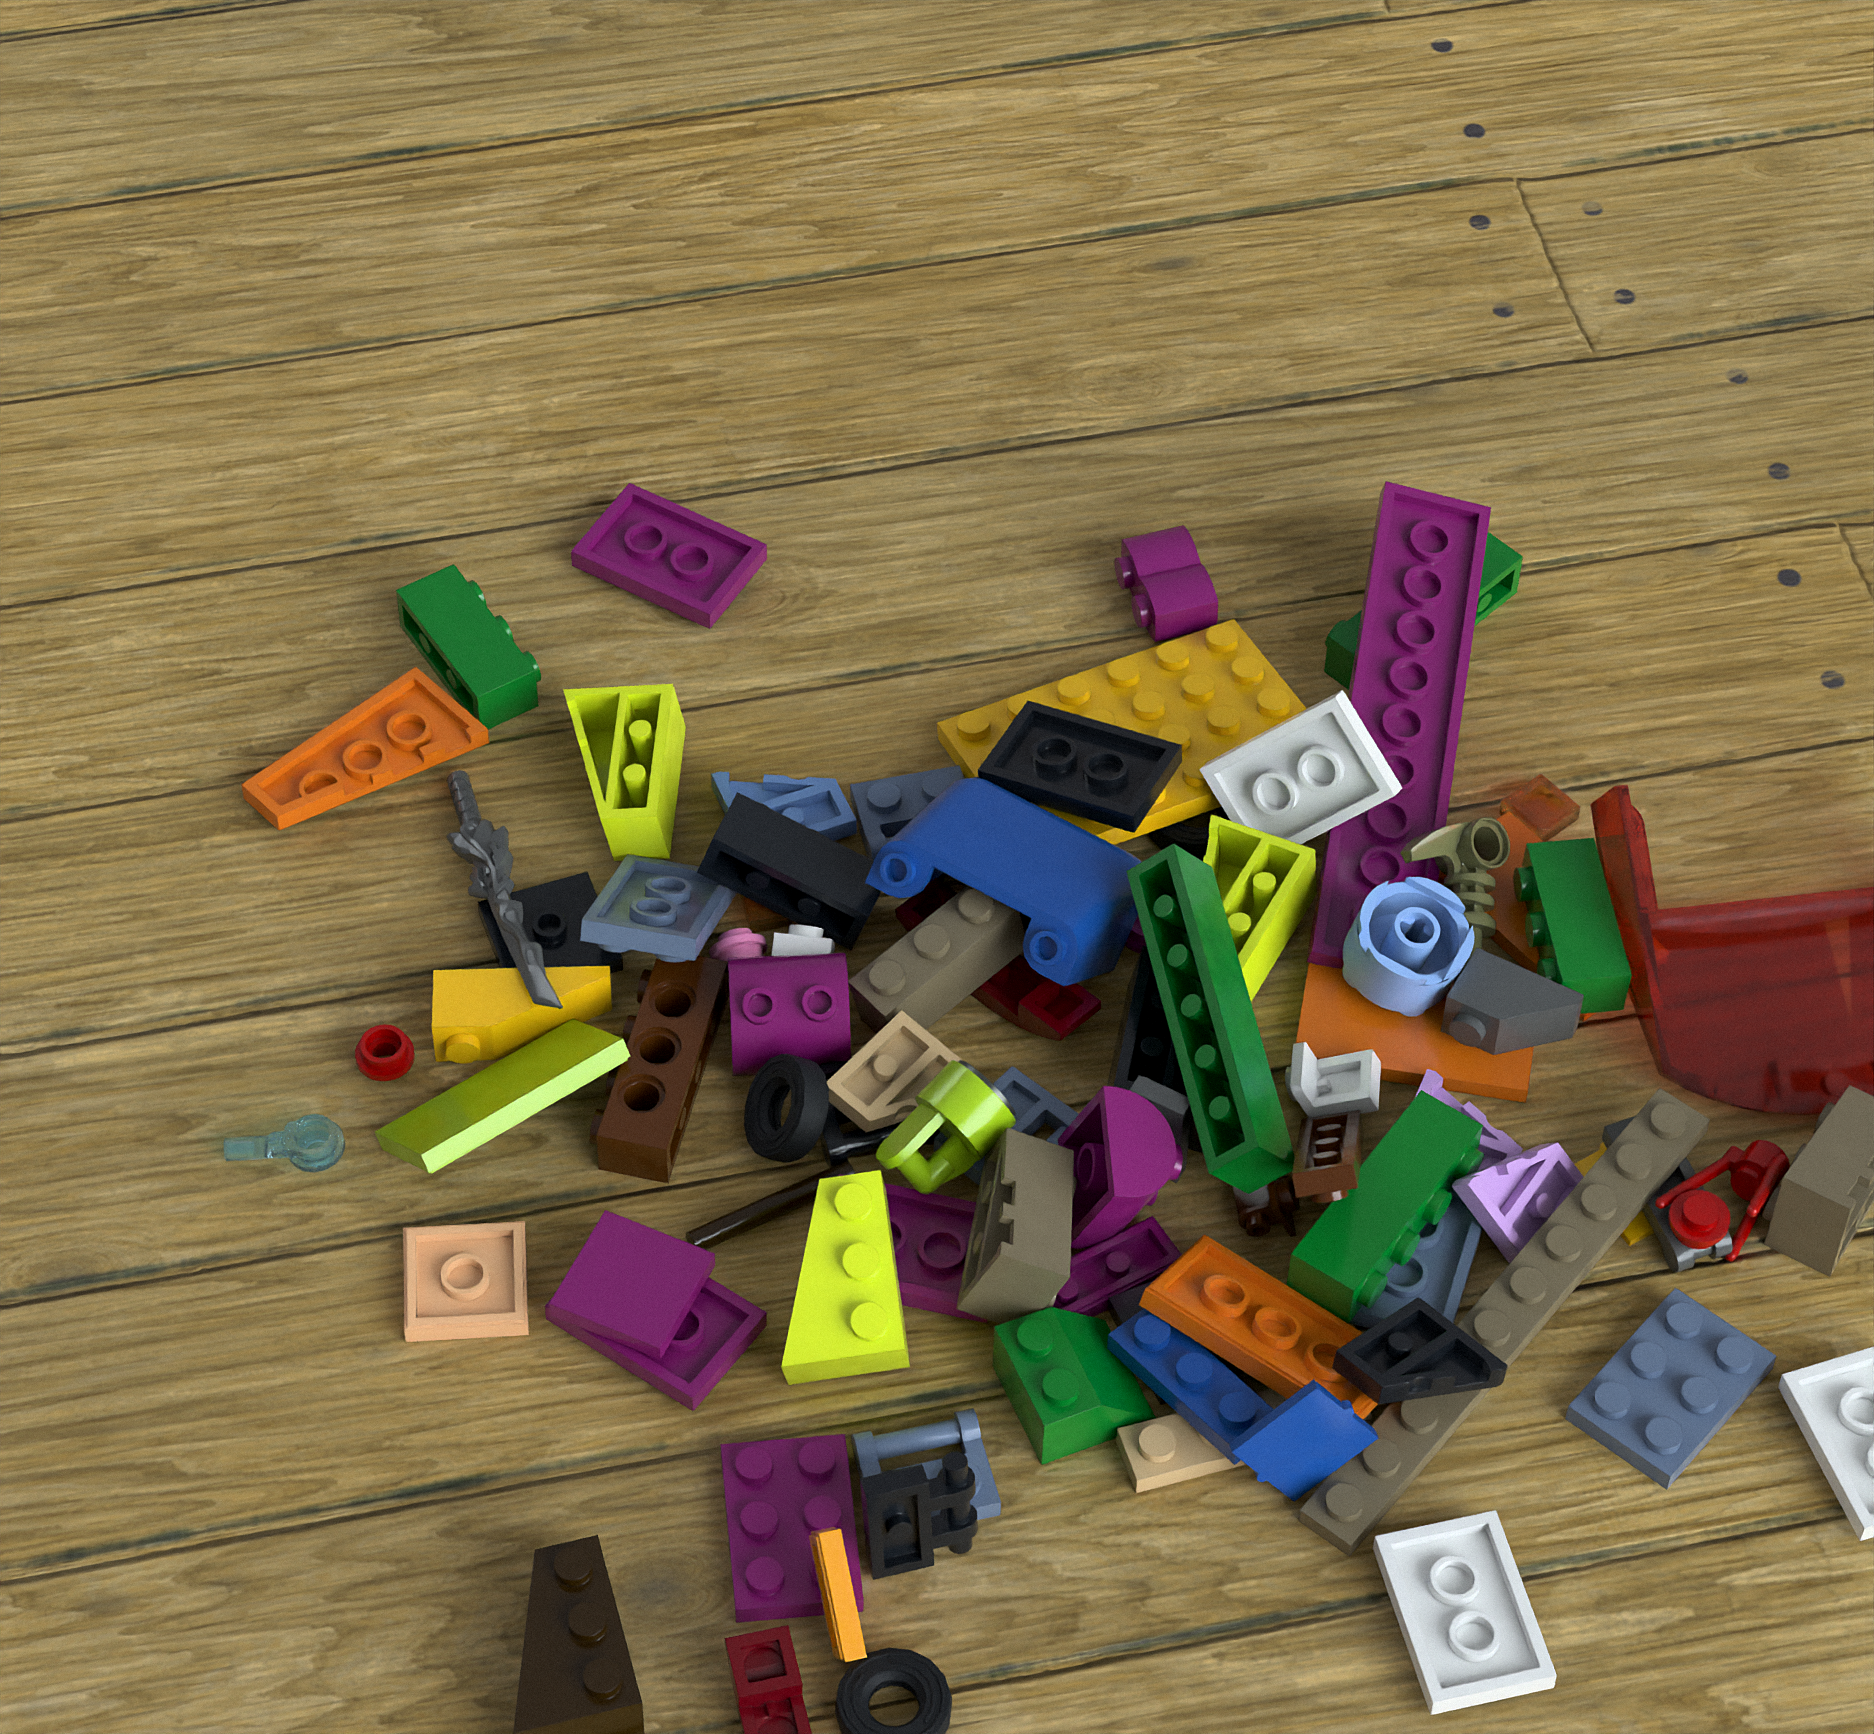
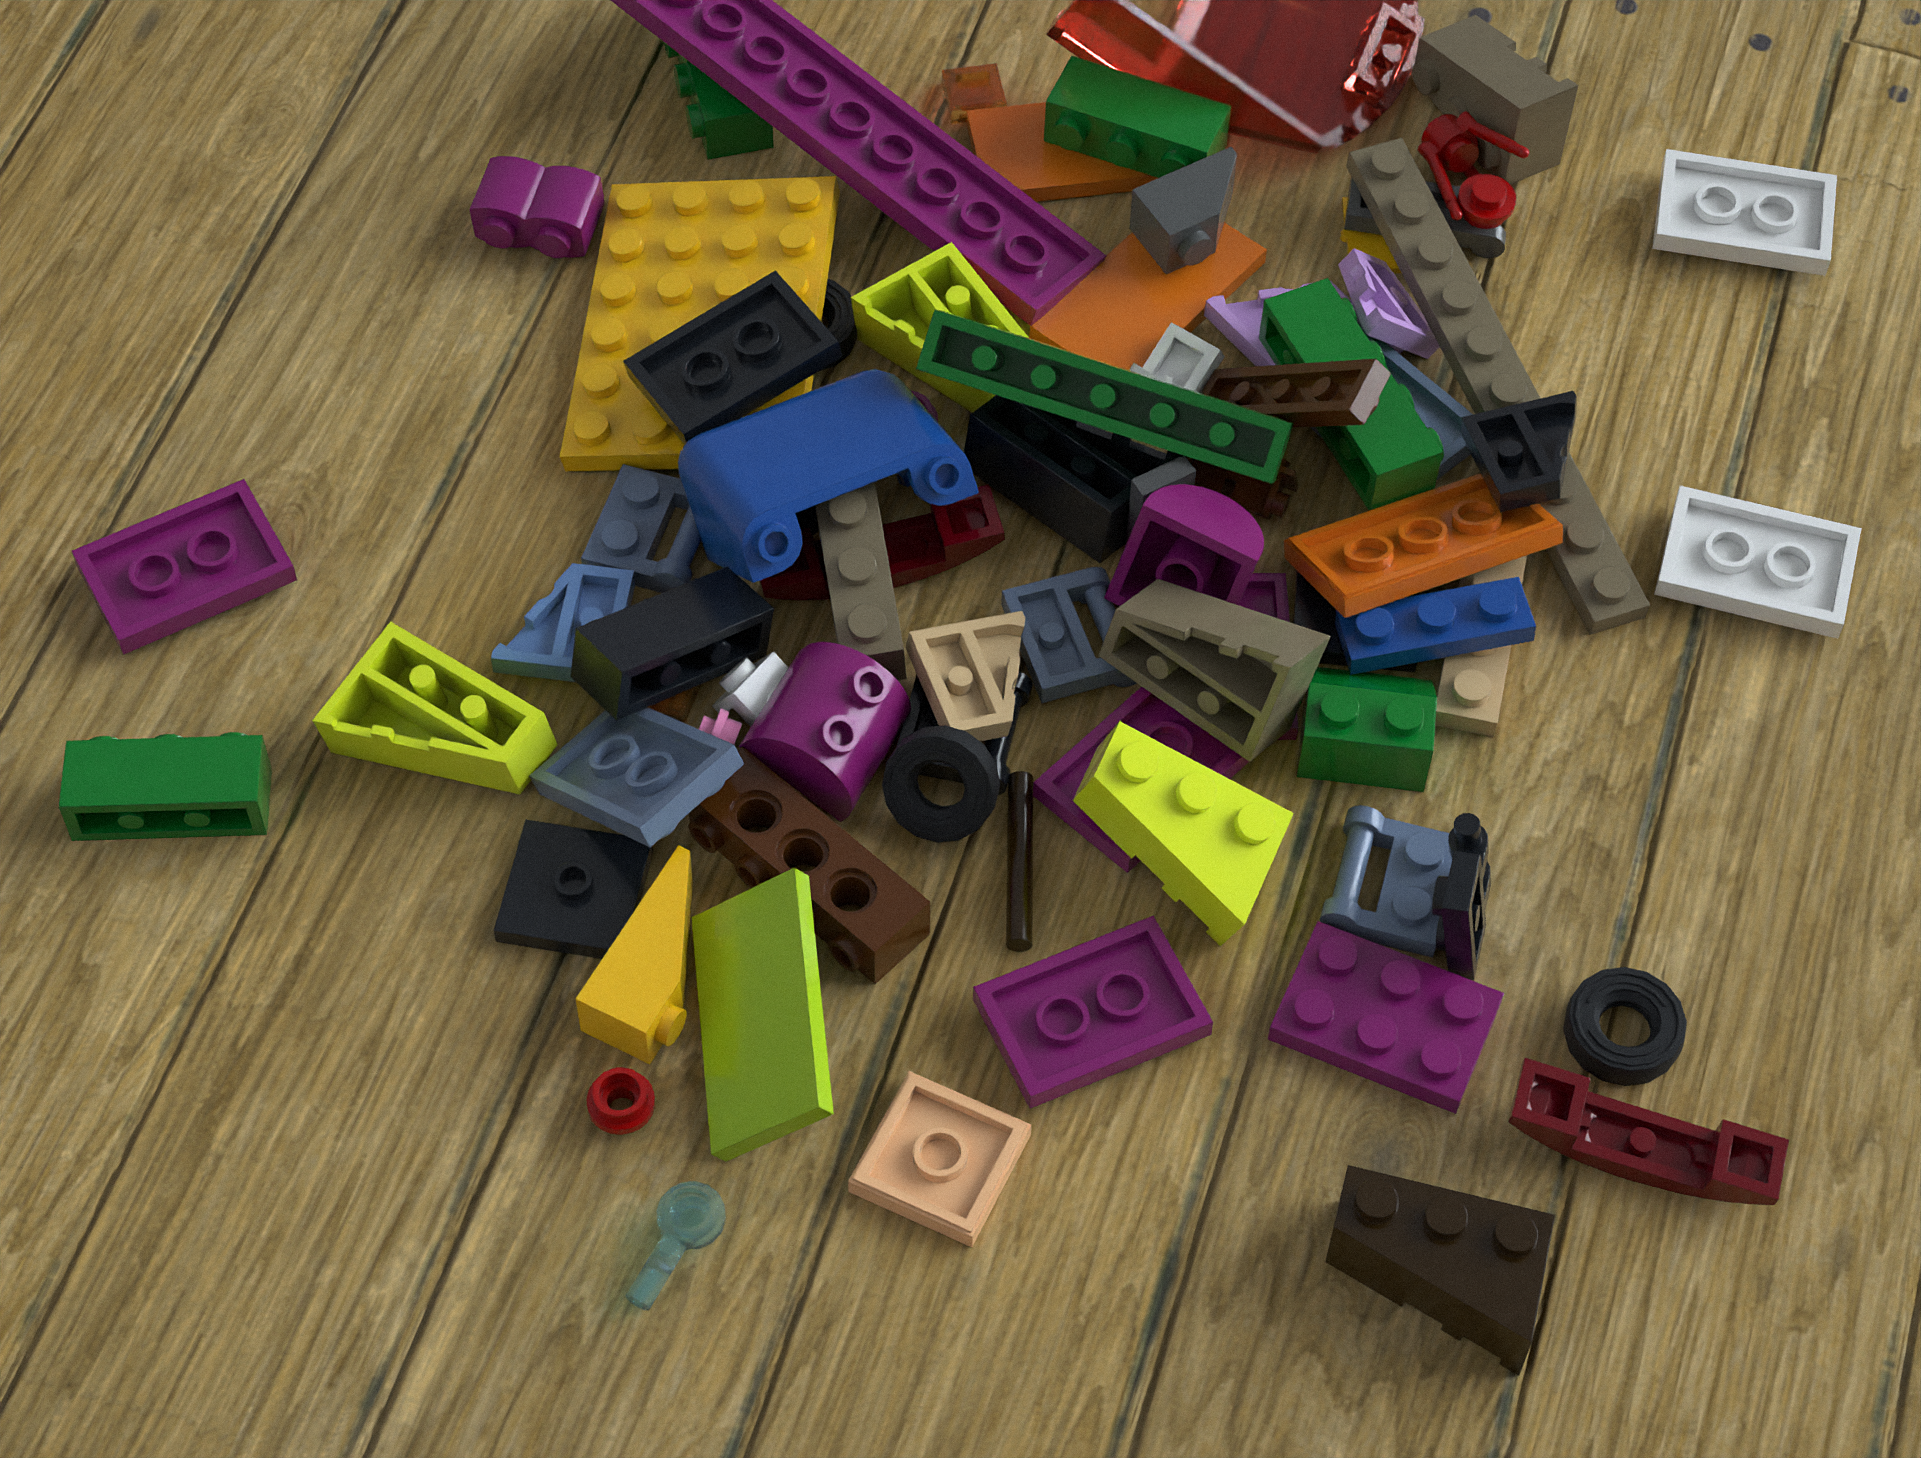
camera: 60 degrees left, 5 degrees up
(370, 747) = (225, 936): orange wing -> none
(493, 863) = (488, 902): dark grey sword -> none
(632, 1284) = (1062, 1007): magenta tile -> none
(837, 1594) = (1512, 1001): light orange tile -> none
(964, 1110) = (1060, 646): lime piece -> none
(1303, 773) = (880, 200): white plate -> none
(1303, 1440) = (1558, 571): blue piece -> none
(1407, 945) = (1095, 235): light blue brick -> none
(1464, 856) = (1019, 148): olive piece -> none
(1670, 1388) = (1612, 316): sand blue plate -> none

